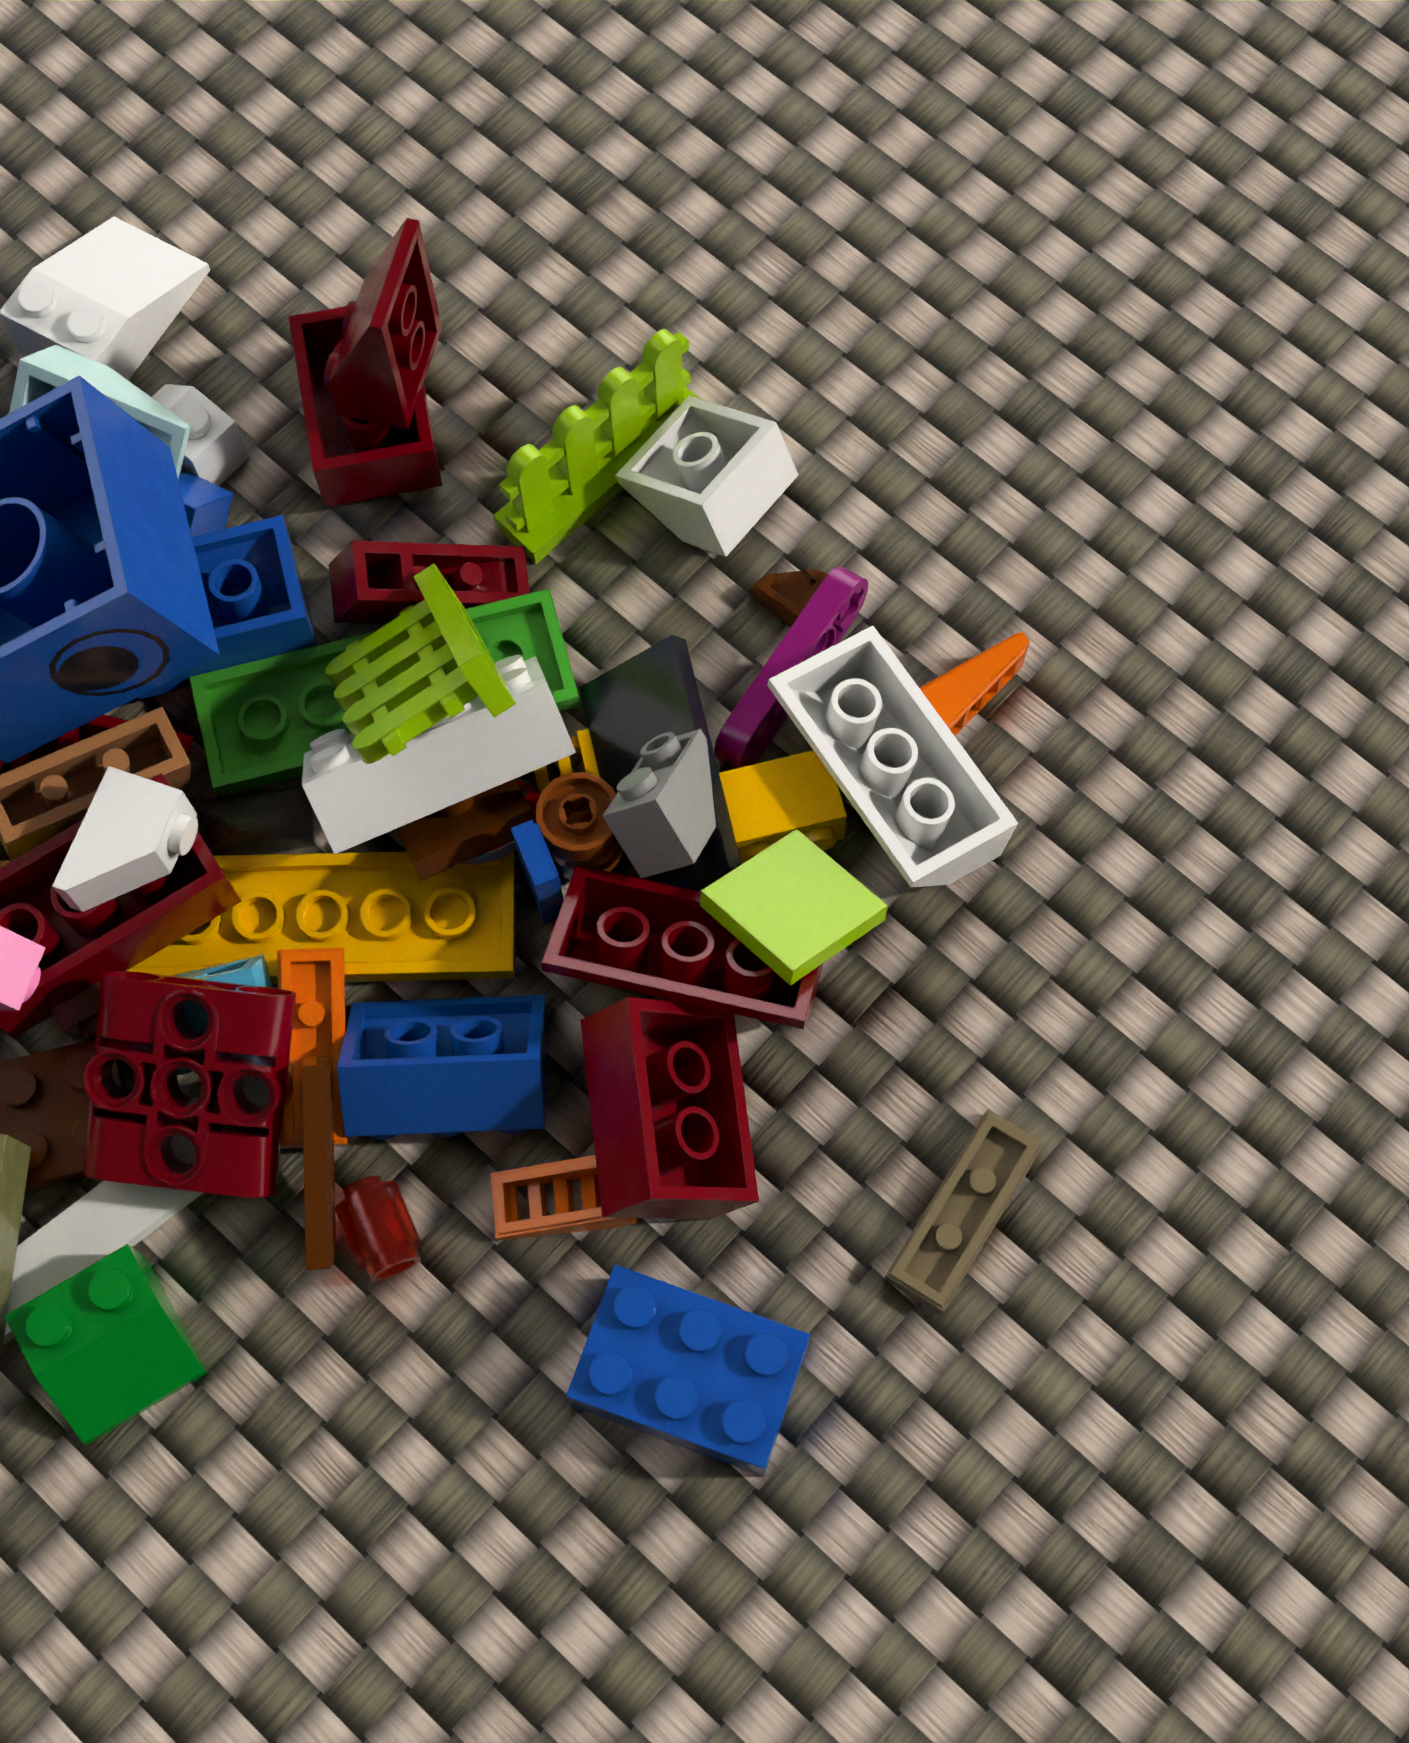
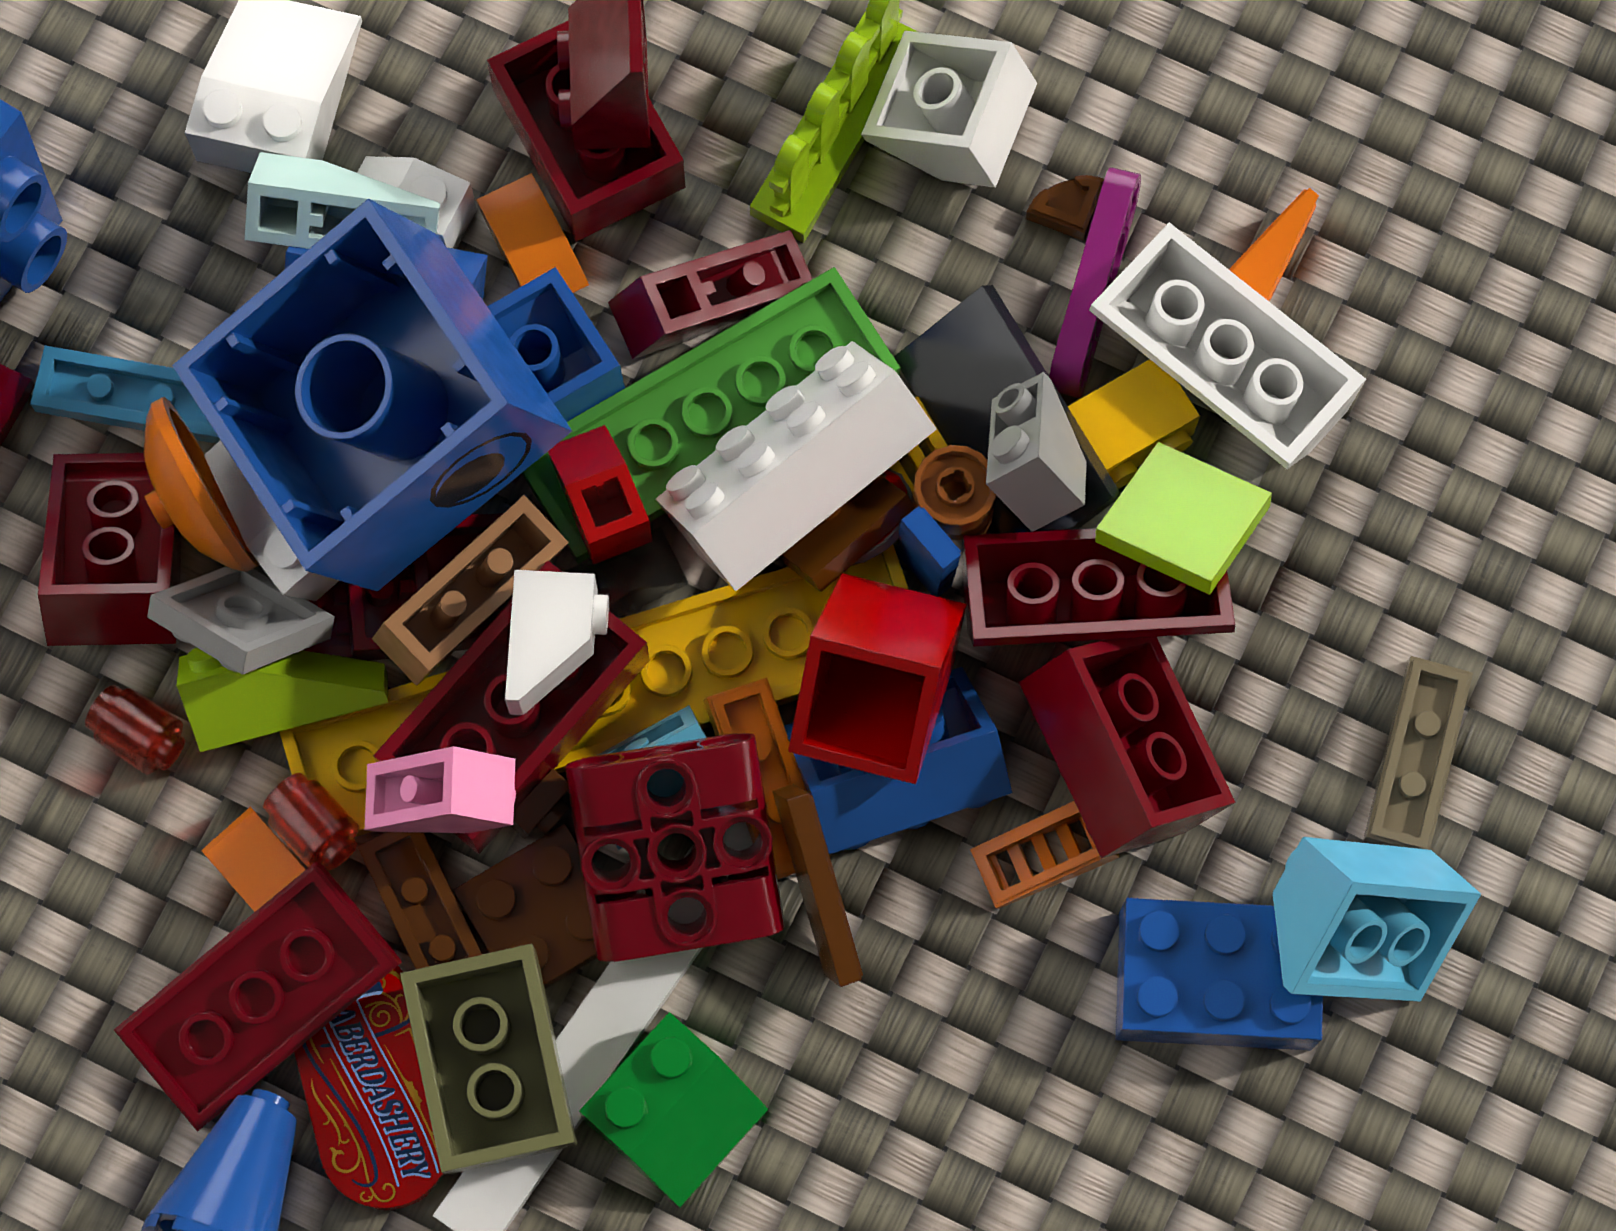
camera: 20 degrees left, 5 degrees up
(245, 734) = (600, 494): none -> red slope
(284, 486) = (529, 233): none -> orange slope
(379, 1228) = (888, 929): clear red brick -> none
(415, 672) = (758, 393): lime fence -> none
(436, 973) = (876, 677): none -> red slope
(847, 1358) = (1367, 919): none -> medium azure slope

